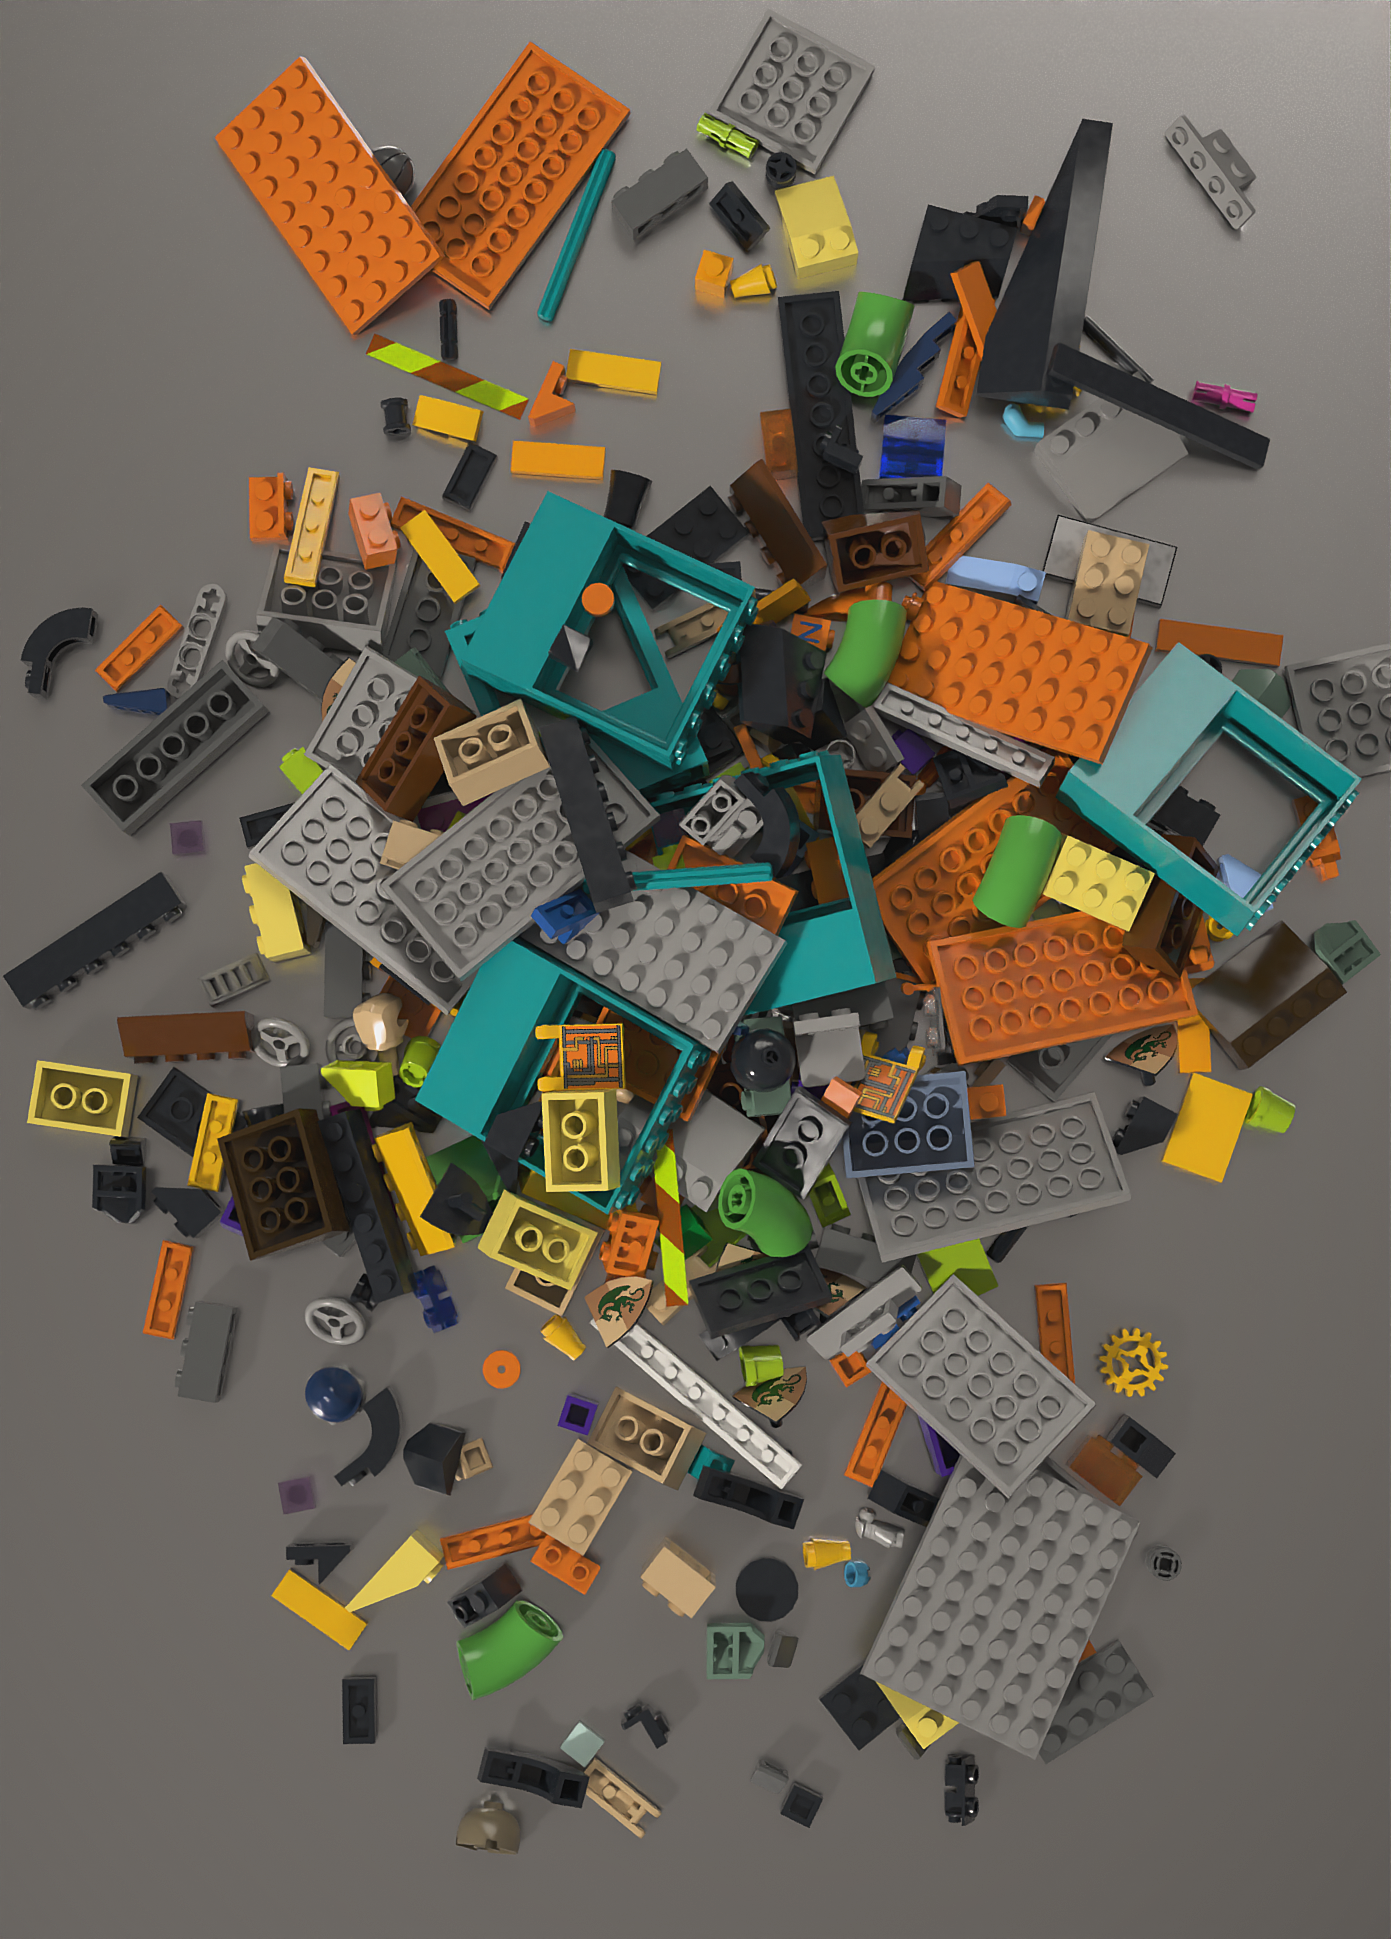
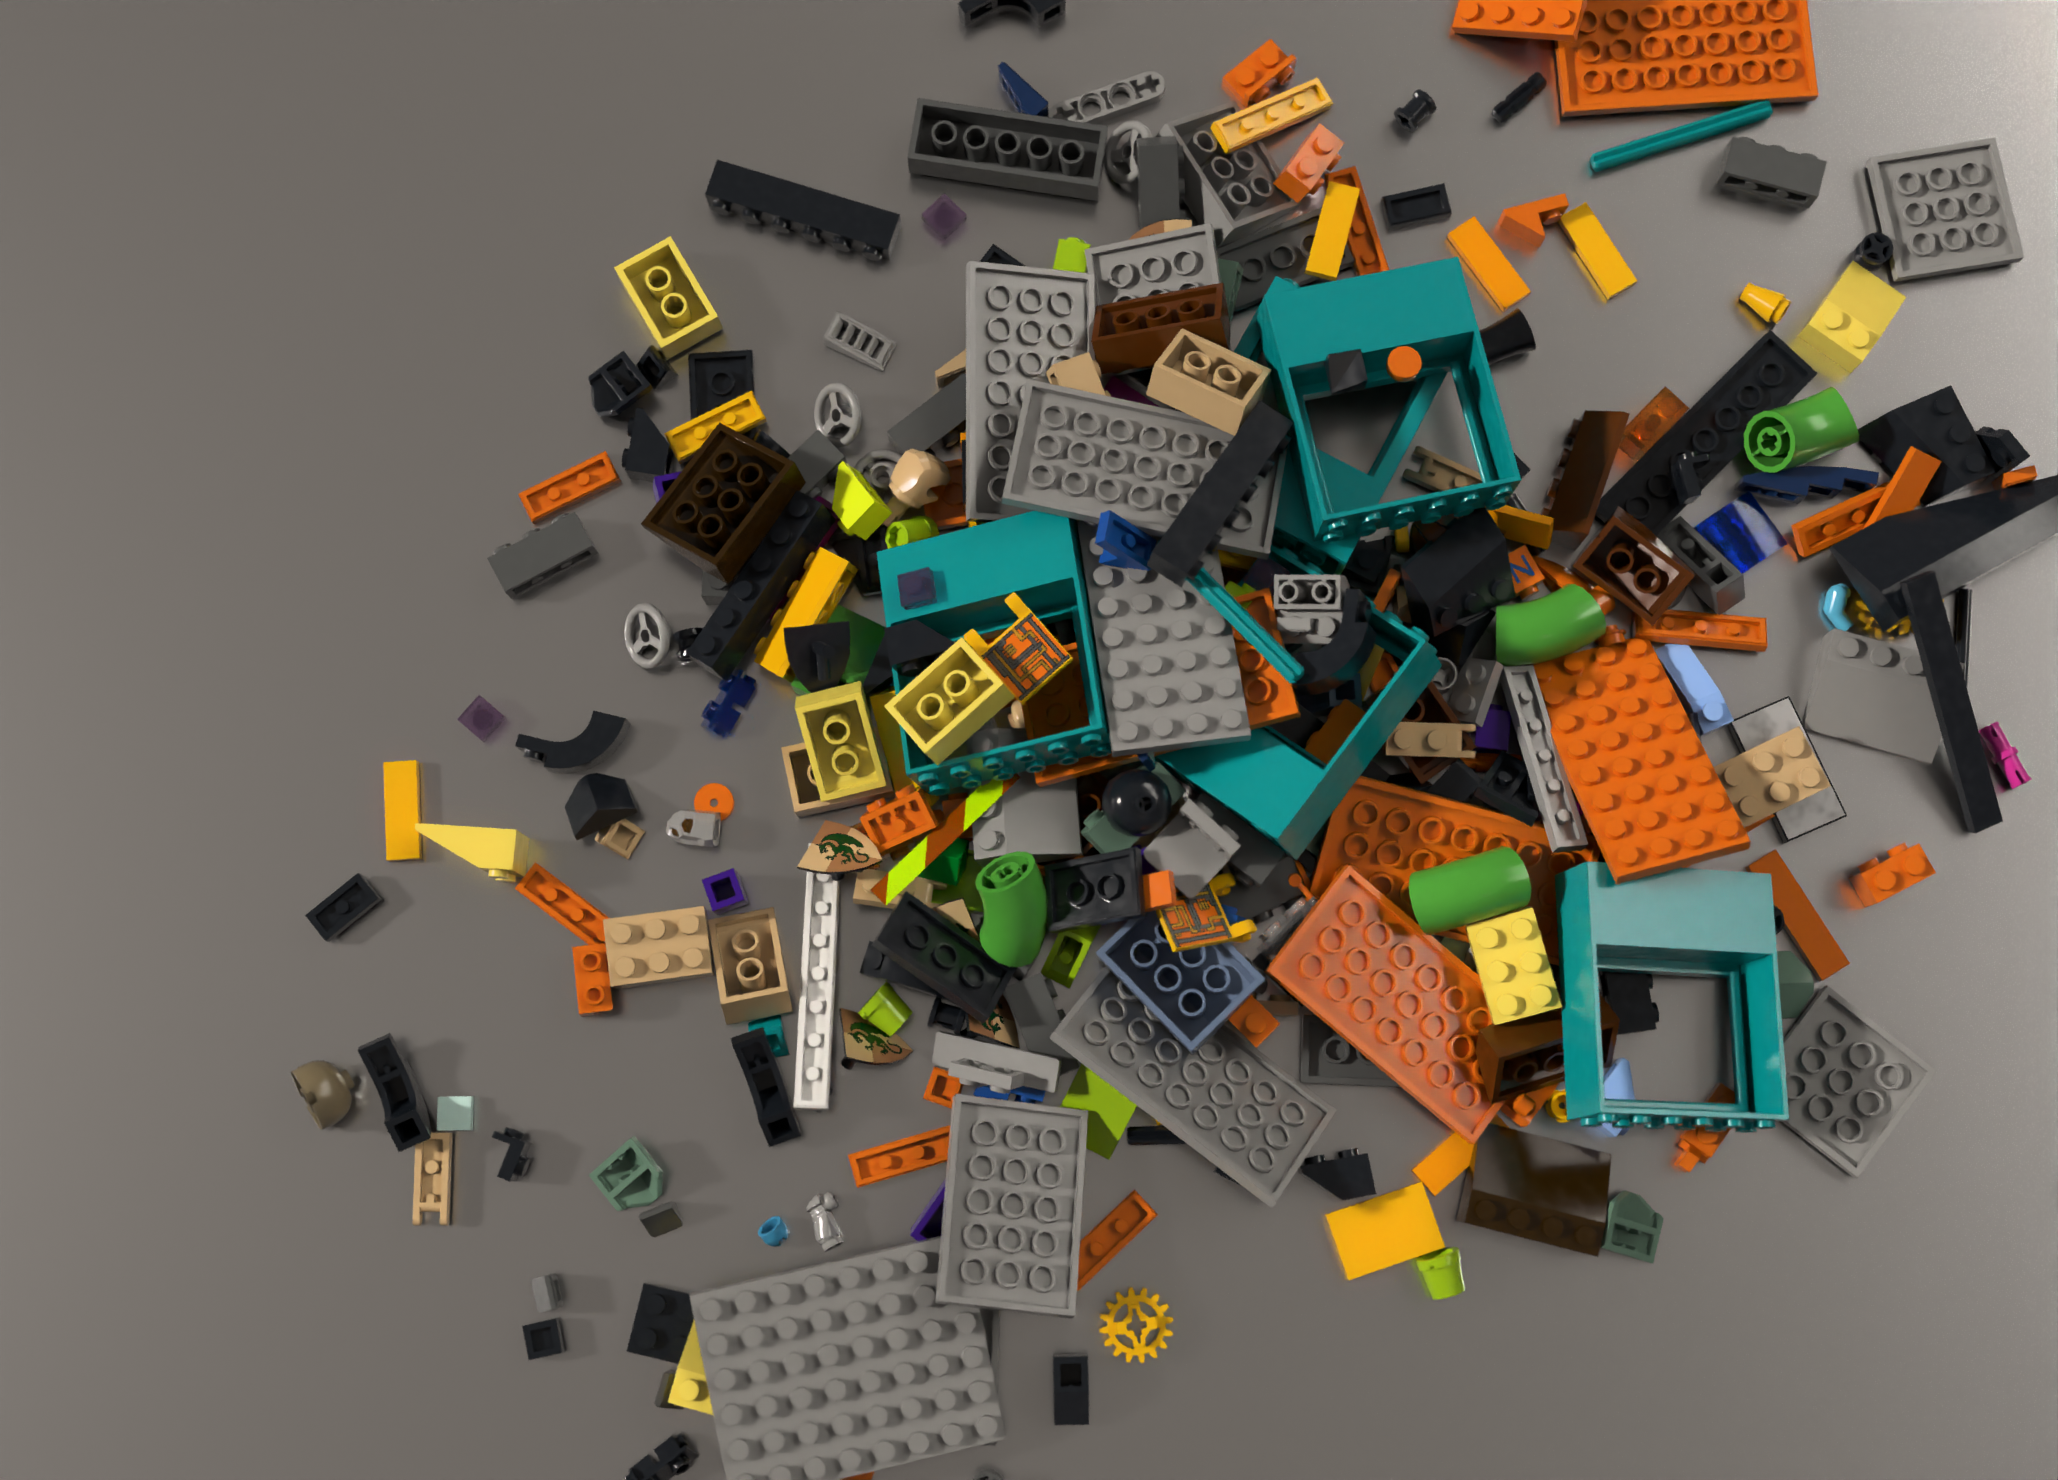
camera: 50 degrees right, 5 degrees down
(139, 648) = (1064, 63): orange tile -> none
(186, 1035) = (784, 337): reddish brown slope -> none
(277, 916) = (937, 332): light yellow brick -> none
(328, 1555) = (451, 781): black slope -> none
(334, 1394) = (587, 683): dark blue hair -> none
(447, 376) = (1481, 127): clear neon green sticker -> none
(447, 418) = (1448, 151): yellow slope -> none
(470, 1093) = (917, 588): none -> plate
(485, 1596) = (516, 935): black slope -> none
(507, 1649) = (487, 987): bright green brick -> none
(510, 1398) = (695, 827): none -> light grey rock
(562, 1336) = (779, 830): yellow cone -> none
(677, 1578) = (652, 1078): tan brick -> none
(699, 530) = (1532, 418): black plate -> none
(714, 273) = (1744, 264): light orange brick -> none
(727, 135) = (1864, 188): lime pin -> none
(739, 215) = (1808, 248): black plate -> none
(767, 1589) = (702, 1165): black tile -> none
(822, 1553) = (770, 1189): yellow cone -> none
(903, 1498) = (867, 1218): black slope -> none
(1104, 1469) = (1026, 1373): clear orange brick -> none
(1147, 1051) = (1406, 1127): shield -> none
(1245, 551) = (1888, 877): none -> orange brick

